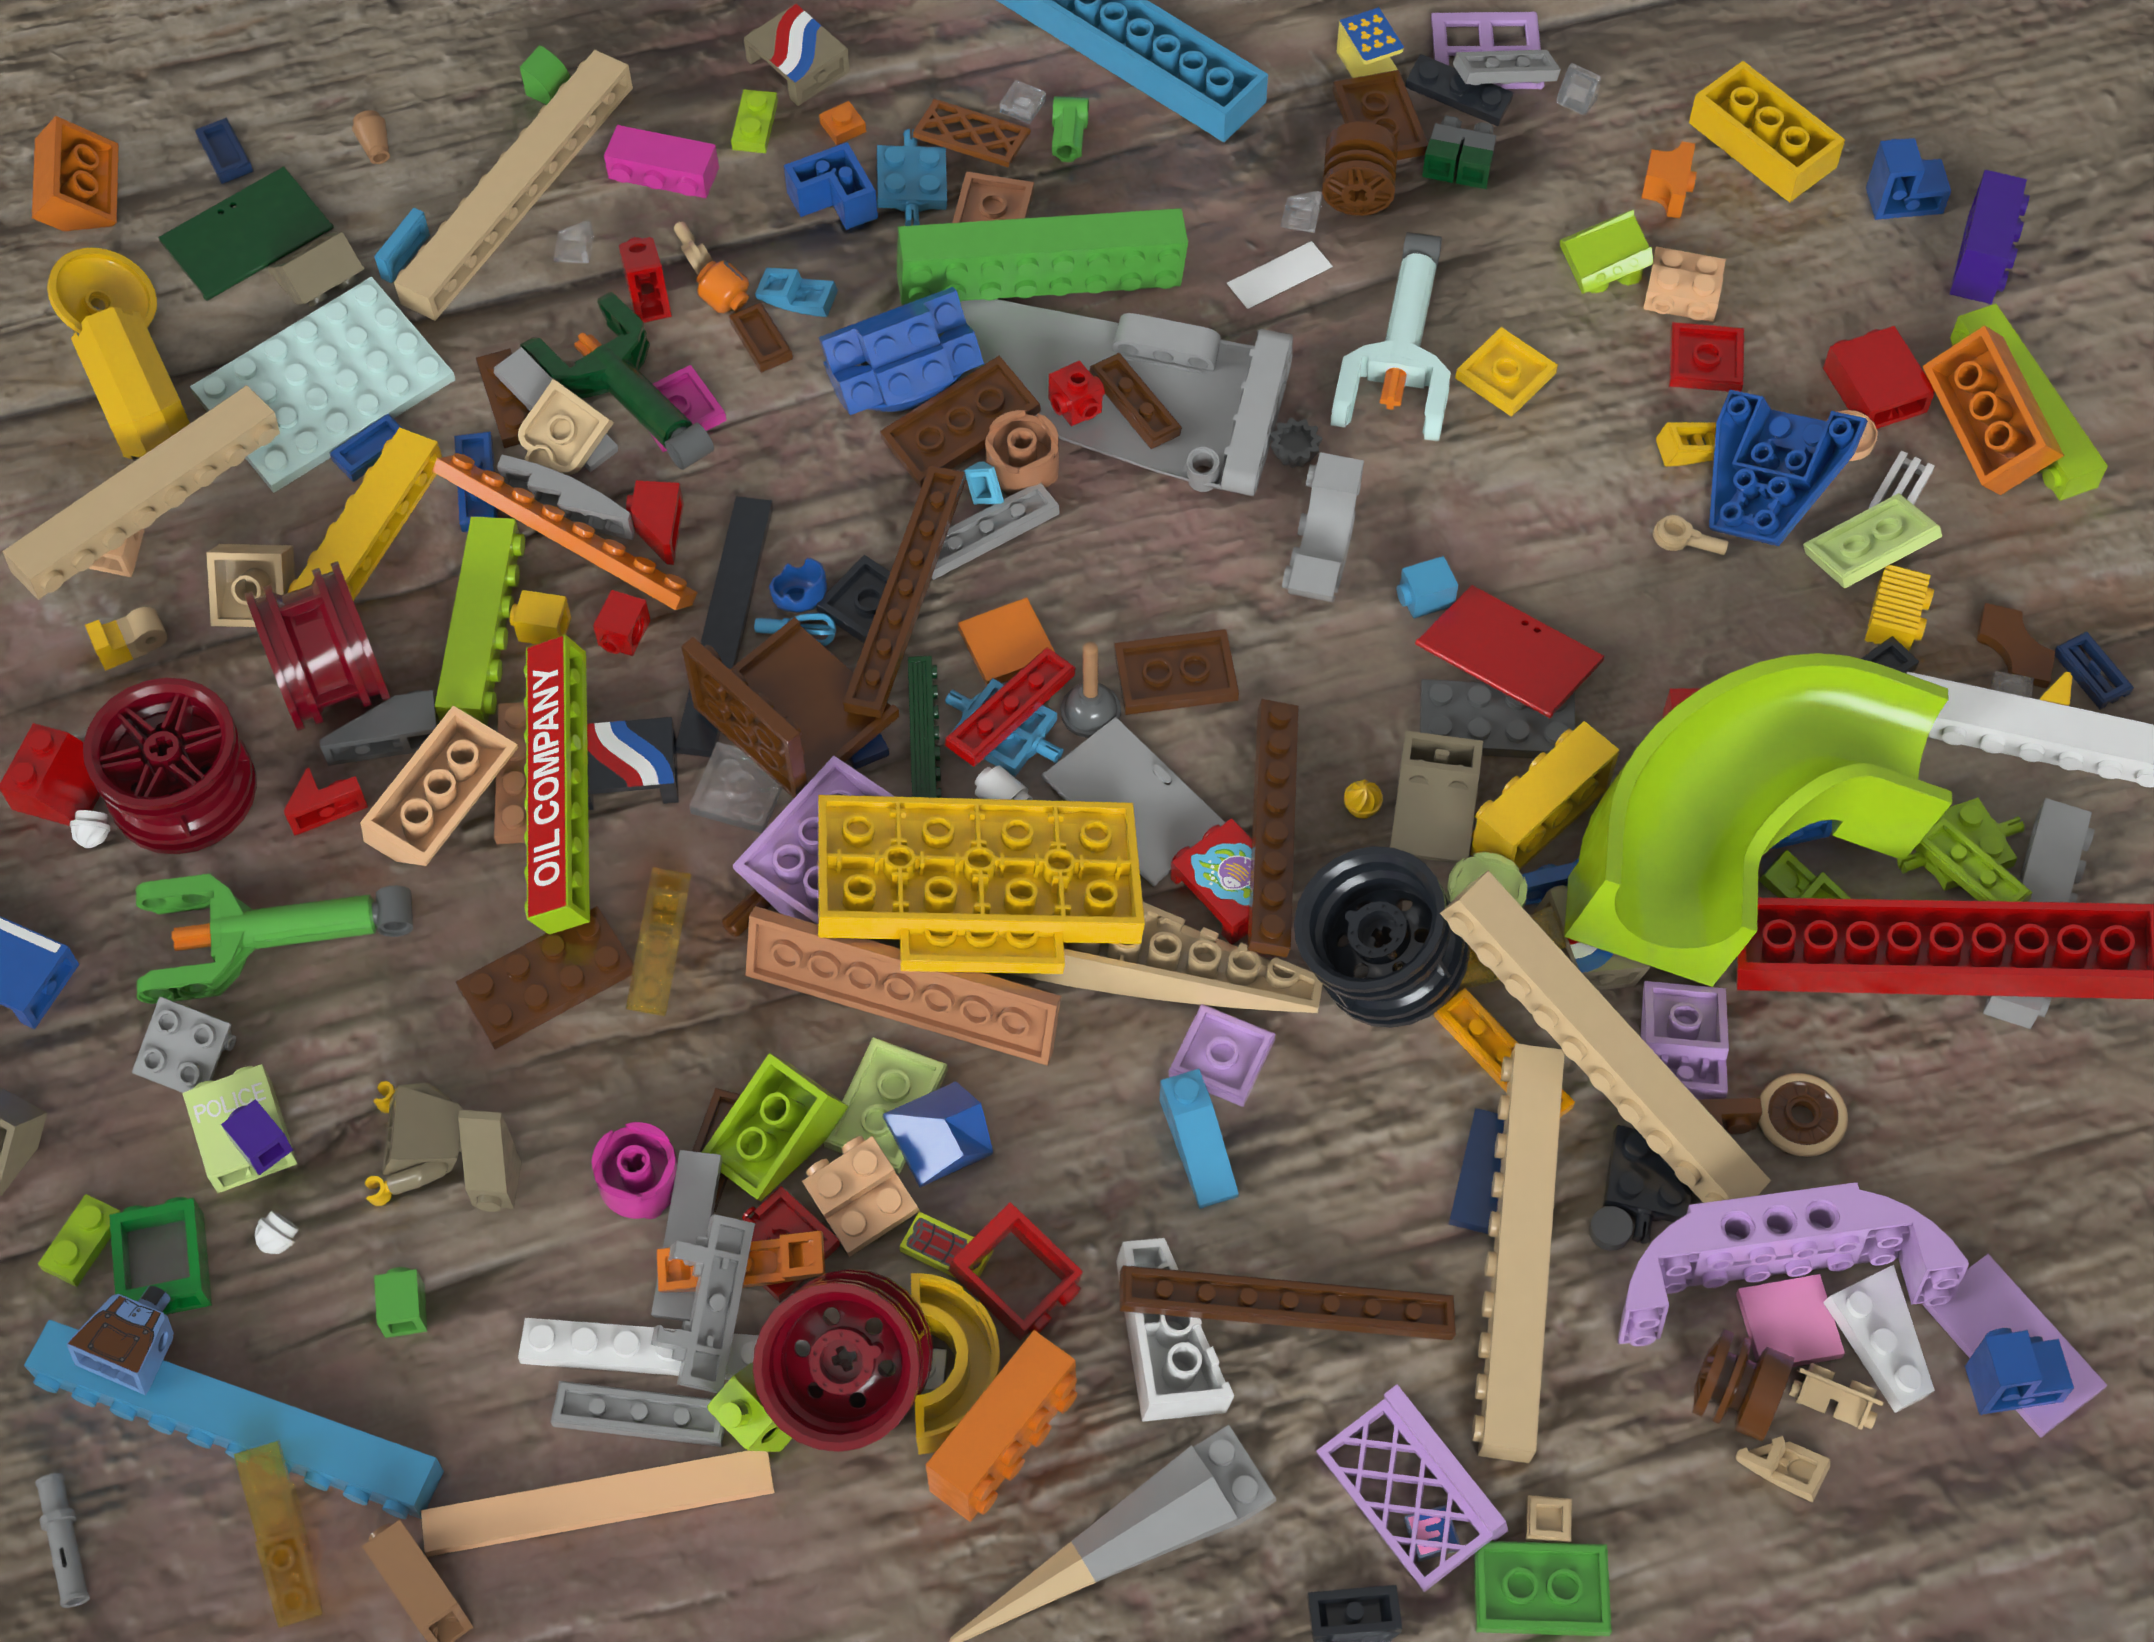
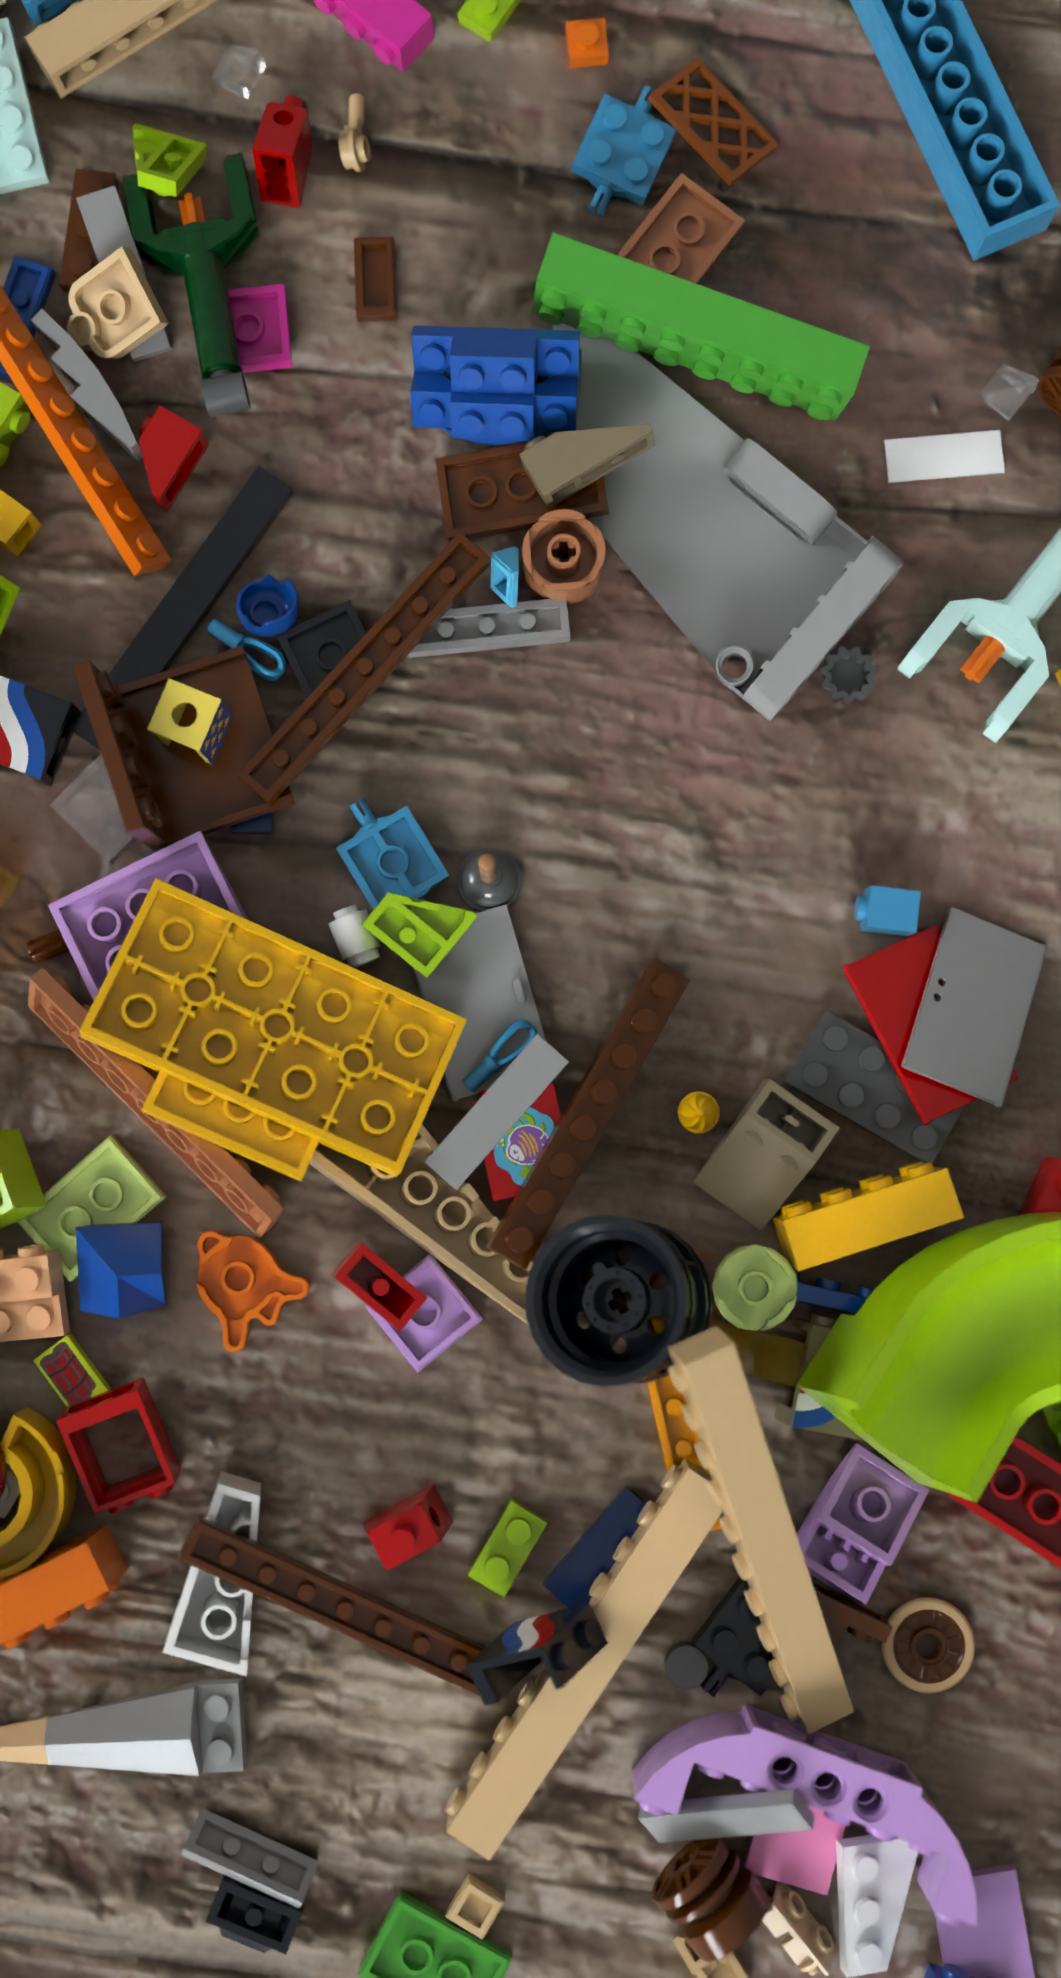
camera: 25 degrees right, 25 degrees up
(547, 322) = (166, 160): none -> lime wing
(621, 623) = (77, 564): red brick -> none
(722, 286) = (361, 200): orange head -> none
(790, 292) = (435, 241): dark azure slope -> none
(799, 672) = (204, 734): none -> light yellow piece
(829, 180) = (532, 117): blue brick -> none
(922, 727) = (313, 830): dark green piece -> none
(998, 373) = (577, 458): none -> dark tan slope
(1004, 640) = (445, 765): orange tile -> none
(1010, 706) = (405, 850): red tile -> none
(1022, 101) = (787, 107): clear plate -> none
(1053, 757) = (418, 928): none -> lime wing
(1053, 1102) = (243, 1282): none -> orange tile
(1069, 122) = (824, 155): bright green piece -> none
(1075, 393) = (652, 513): red brick -> none
(1136, 401) = (711, 546): reddish brown tile -> none
(1170, 834) = (491, 1063): none -> dark azure piece
(1170, 1037) = (378, 1286): none -> red slope
(1176, 672) = (590, 883): reddish brown plate -> none
(1197, 856) = (496, 1112): none -> light grey tile
(1198, 1137) = (354, 1391): dark azure slope -> none
(1306, 1216) = (408, 1527): none -> red torso
(1322, 1570) = (250, 1858): none -> light grey plate
(1326, 529) = (814, 809): light grey brick -> none
(1401, 1207) = (507, 1547): none -> lime plate
(1432, 1530) = (367, 1865): tile -> none
(1442, 1465) = (406, 1824): lavender fence -> none
(1447, 1275) = (559, 1639): none -> black panel
(1537, 621) = (976, 1019): none -> light grey container
(1713, 1305) = (731, 1816): none -> light grey tile

